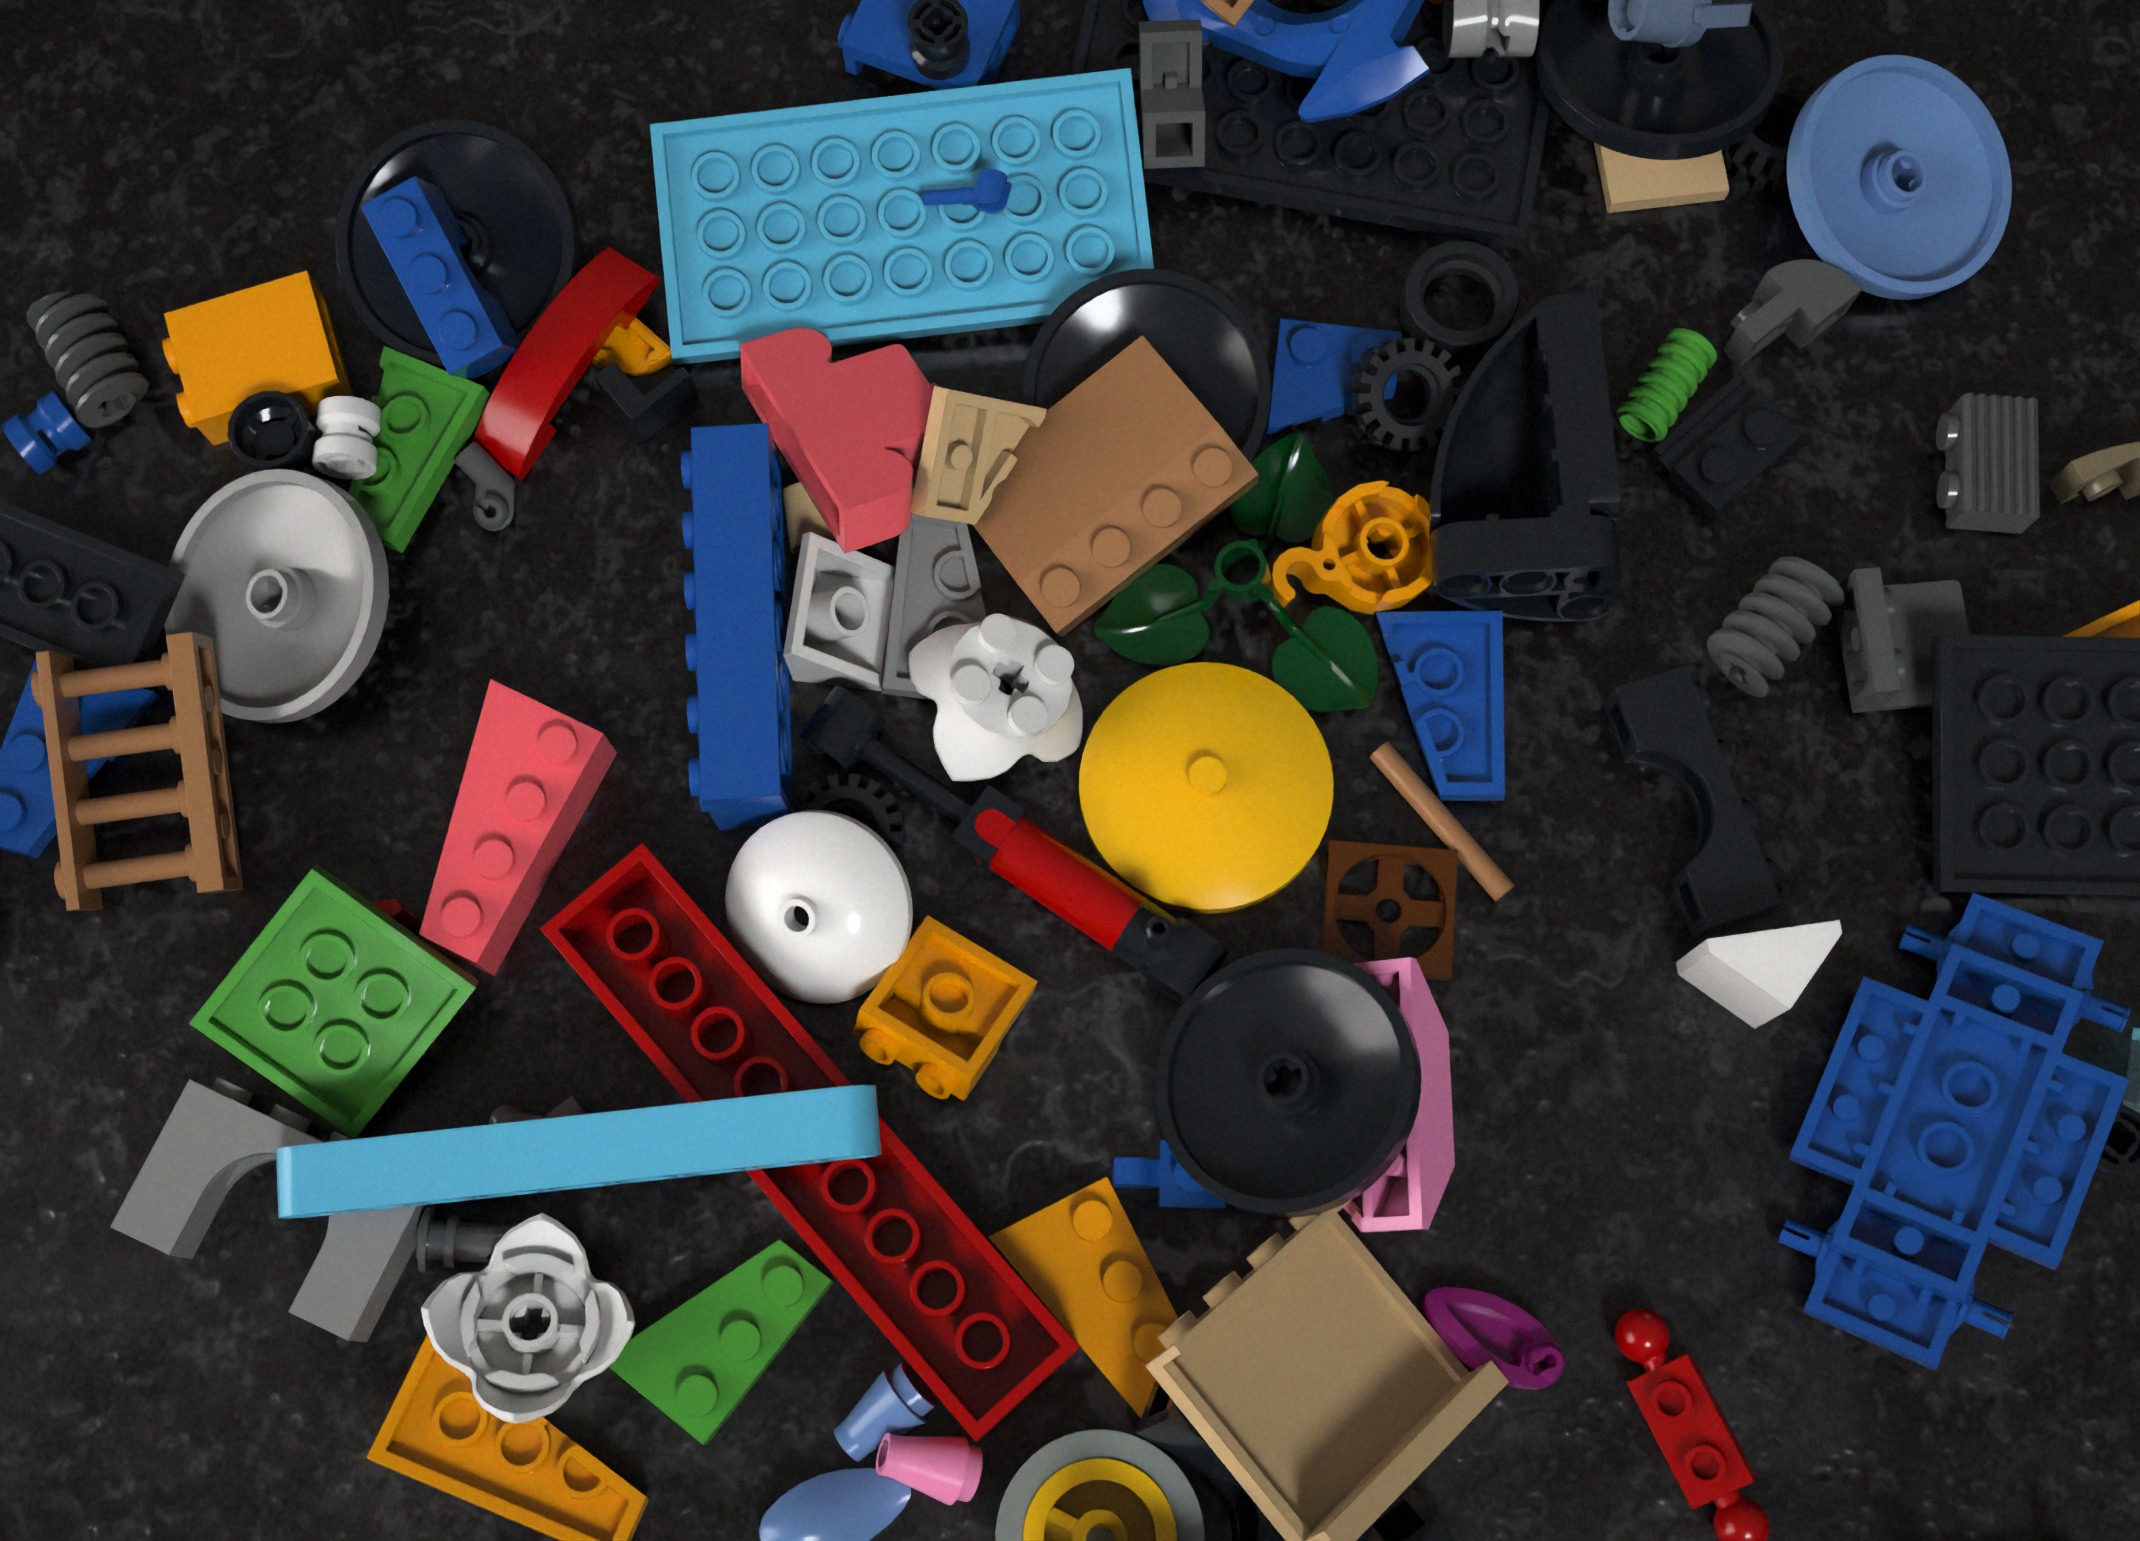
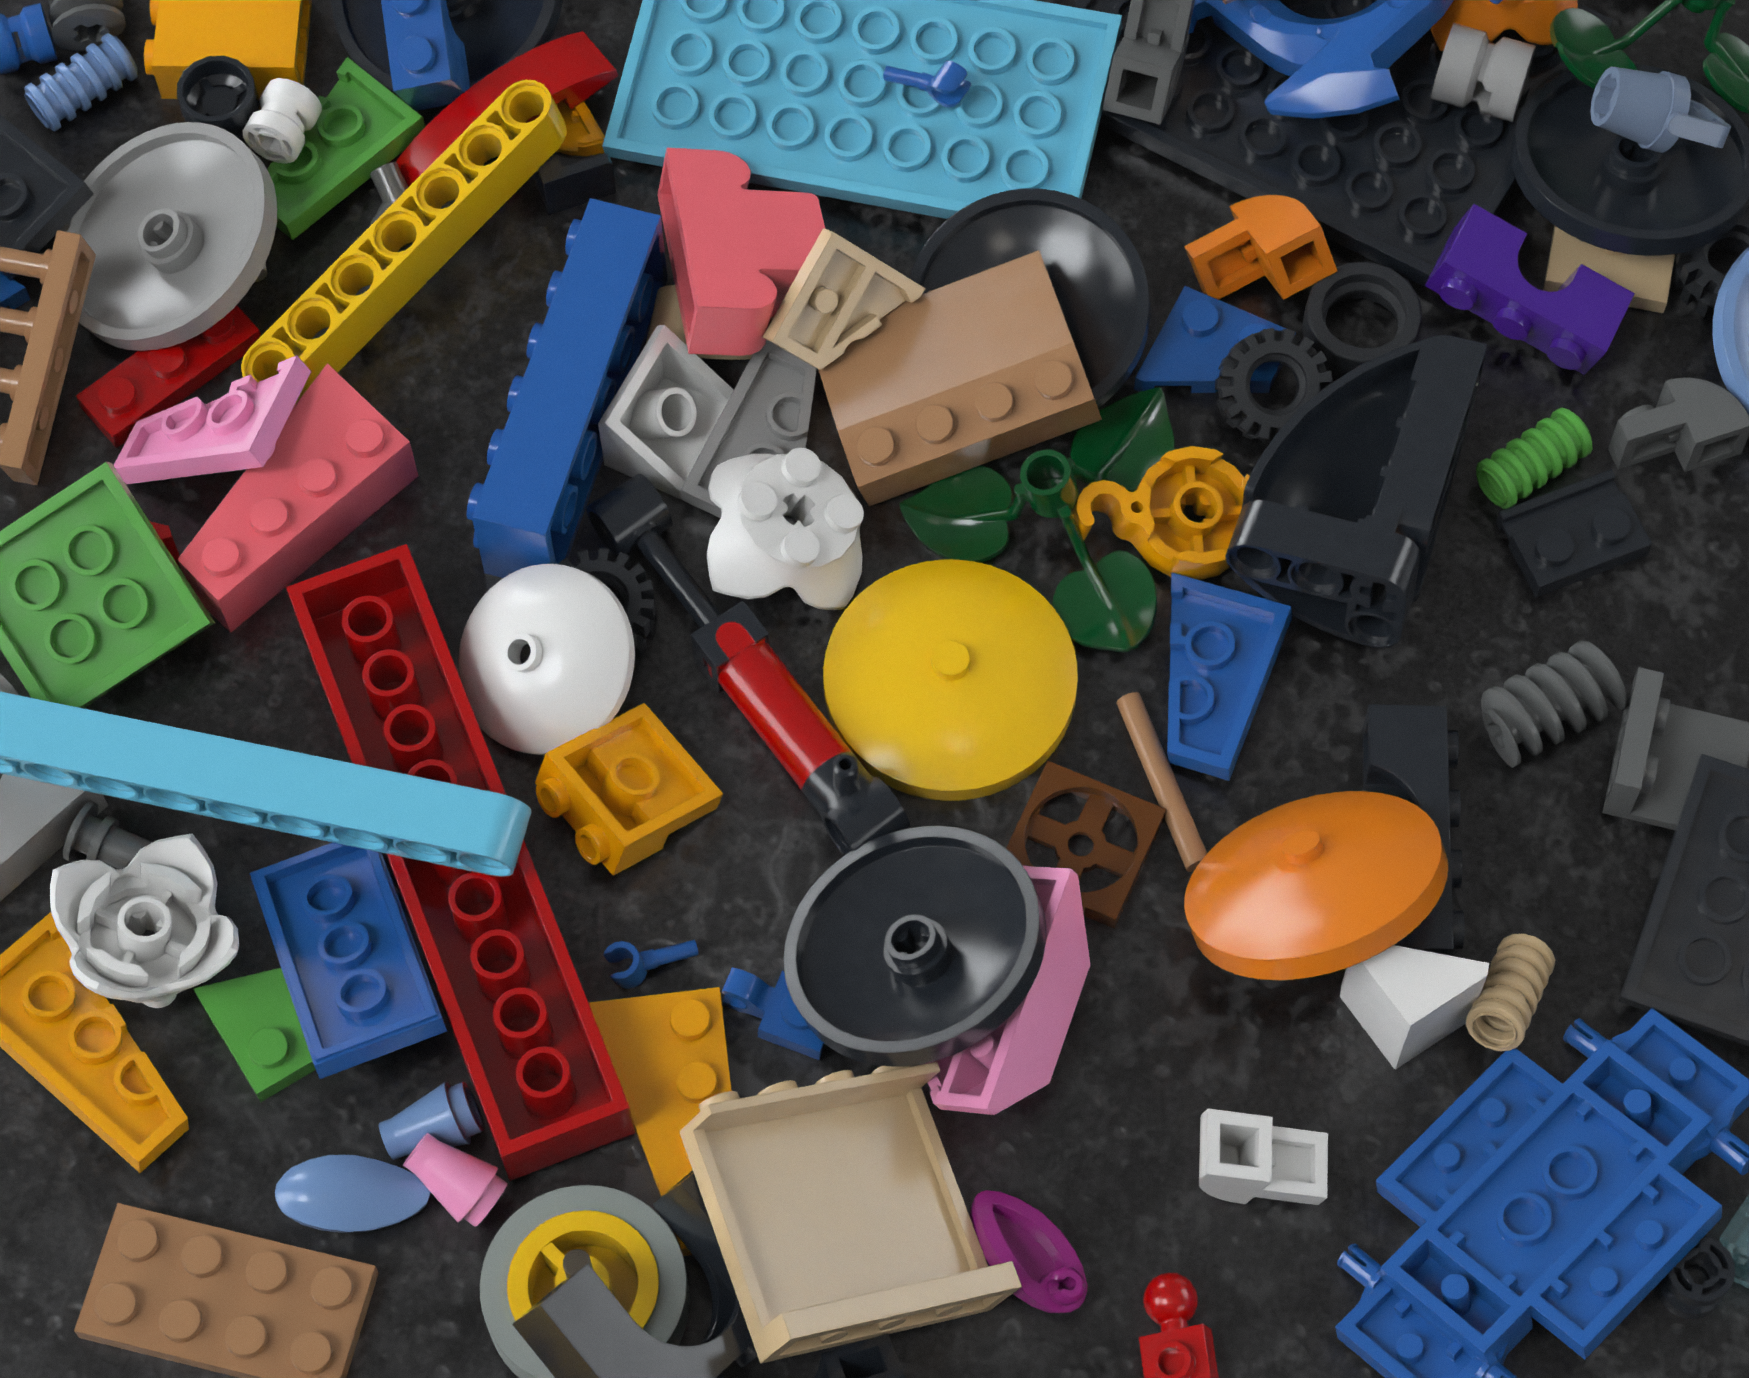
camera: 20 degrees right, 10 degrees down
(126, 457) = (81, 82): none -> medium blue piece
(321, 745) = (164, 376): none -> red plate
(406, 790) = (214, 436): none -> bright pink wing
(516, 499) = (416, 219): none -> yellow beam
(742, 1284) = (346, 955): none -> blue plate
(1029, 1168) = (645, 960): none -> blue hand
(1346, 247) = (1266, 238): none -> orange brick
(1559, 219) = (1483, 276): none -> dark purple arch
(1640, 890) = (1316, 885): none -> orange dish
(1679, 1170) = (1251, 1159): none -> white brick
(1843, 894) = (1510, 992): none -> tan piece

